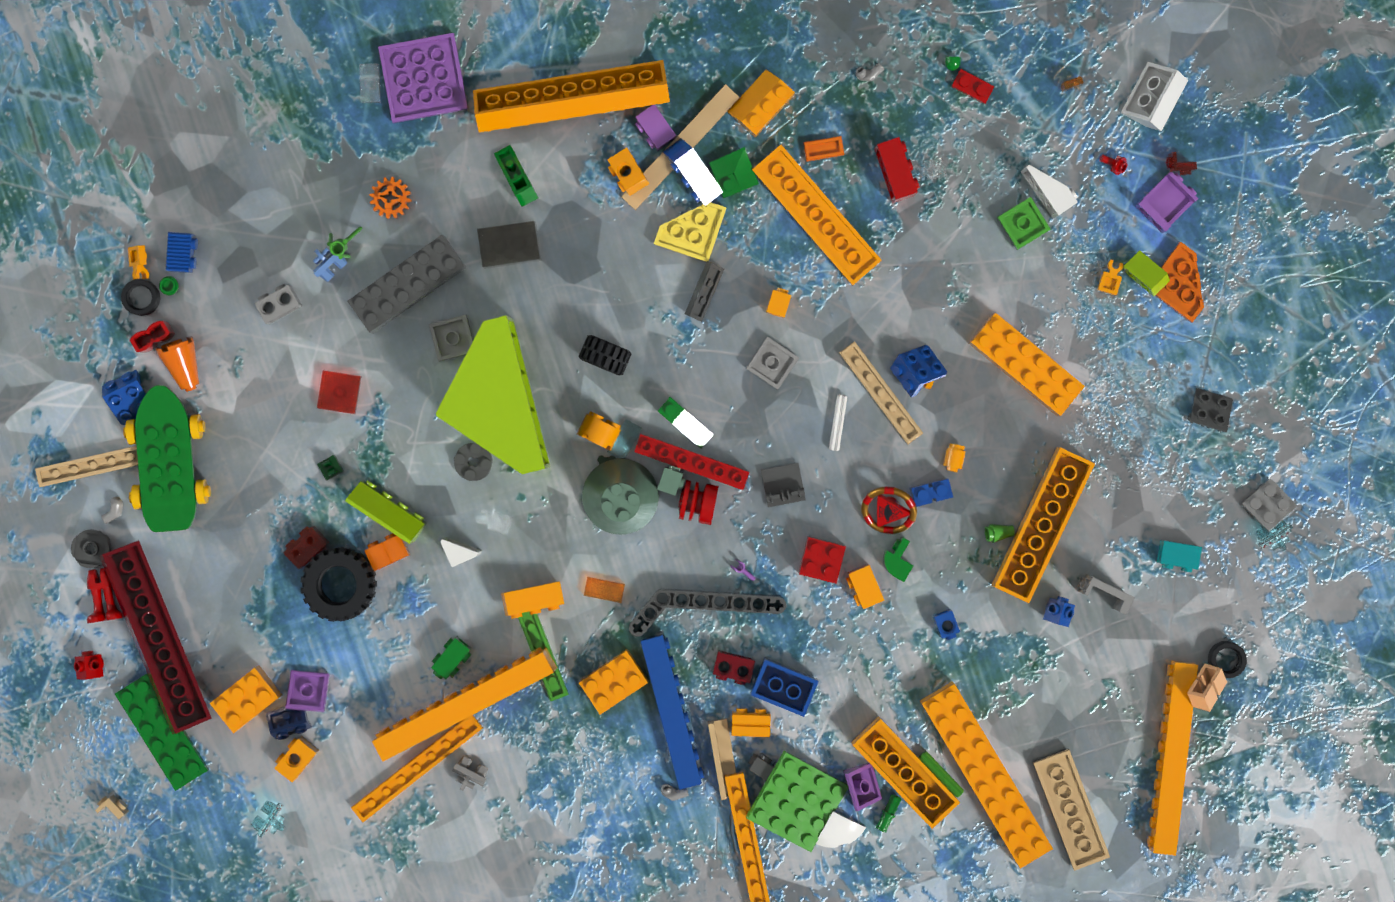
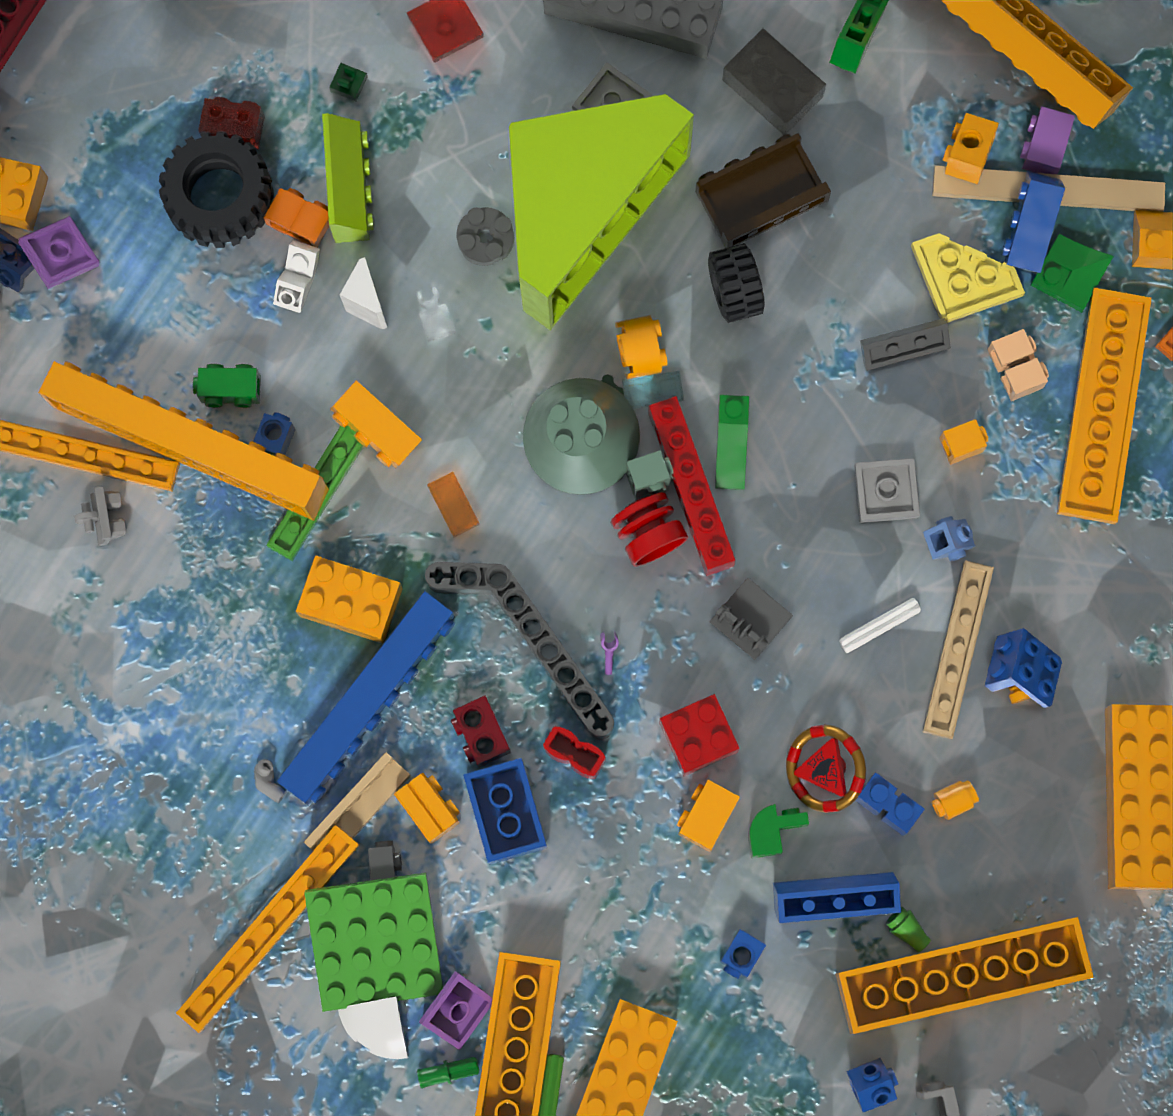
camera: 55 degrees right, 10 degrees down
(418, 577) = (297, 277): none -> white slope
(495, 663) = (270, 422): none -> blue brick
(563, 298) = (761, 190): none -> dark brown panel
(770, 244) = (1012, 351): none -> light nougat piece
(787, 627) = (567, 749): none -> red brick
(823, 353) = (949, 539): none -> medium blue brick
(956, 556) = (836, 897): none -> blue brick

